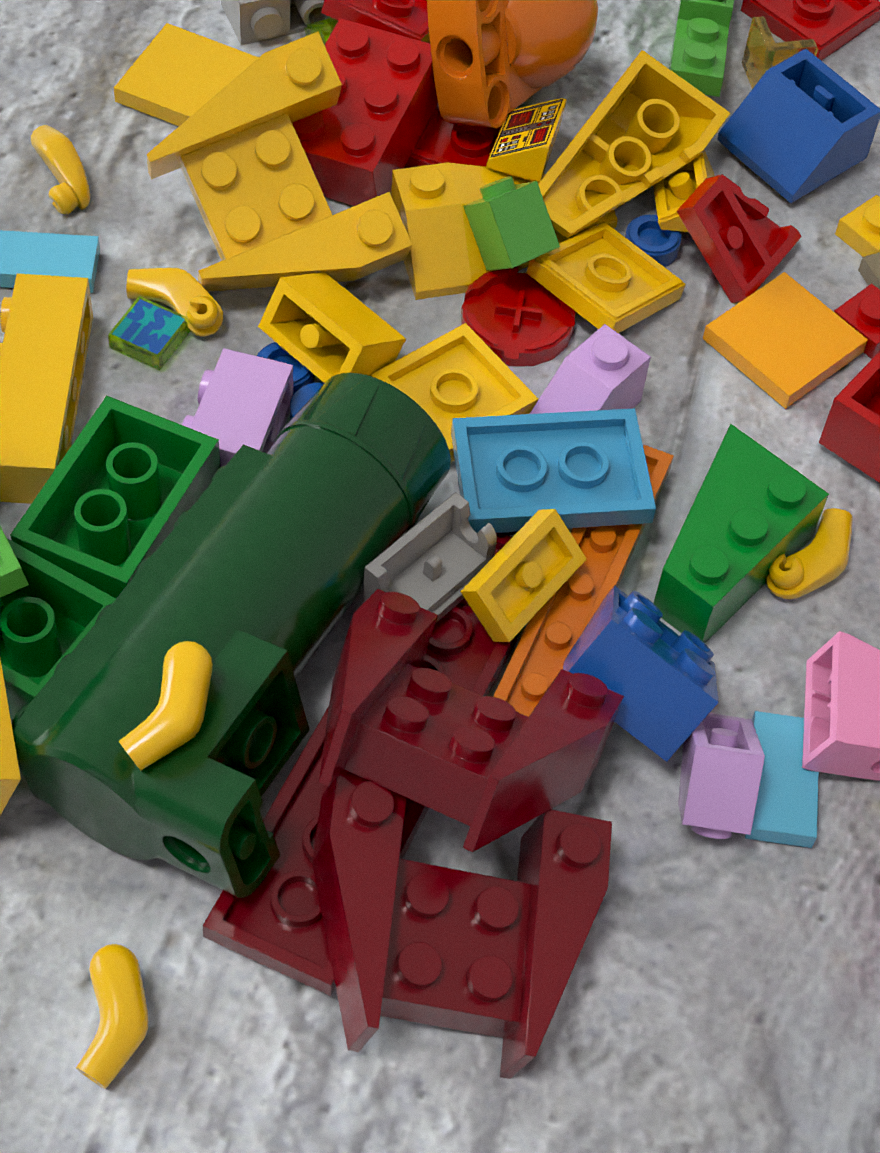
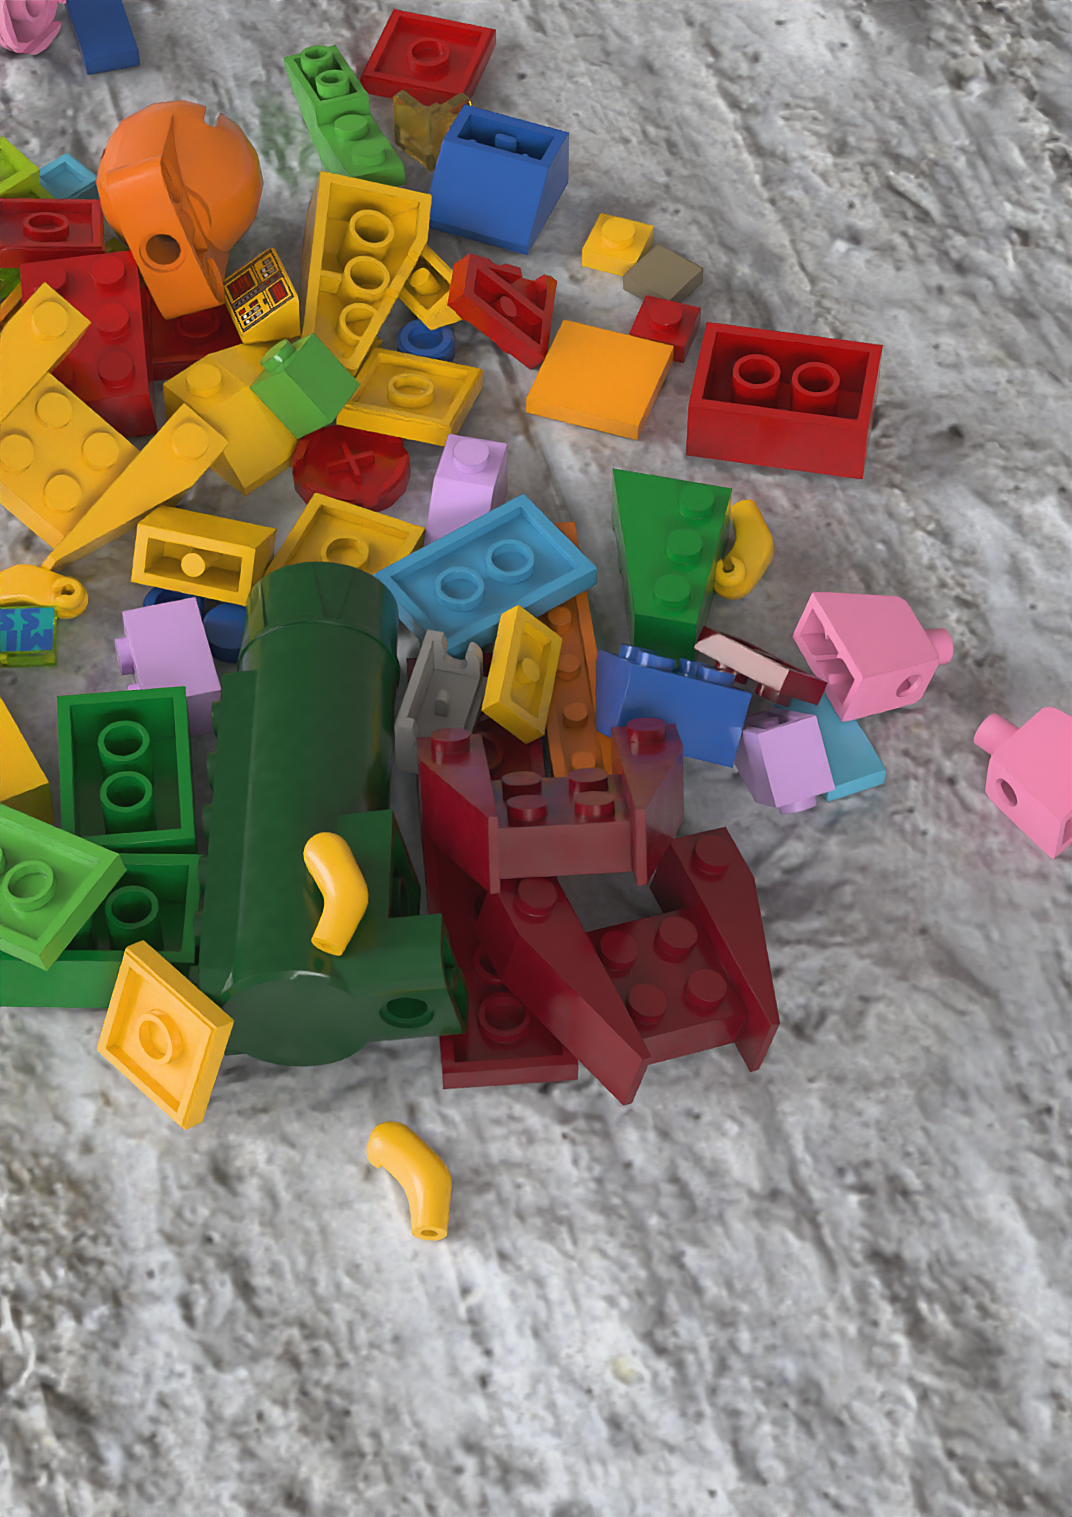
camera: 25 degrees left, 5 degrees down
(759, 685) = (777, 678): none -> plate

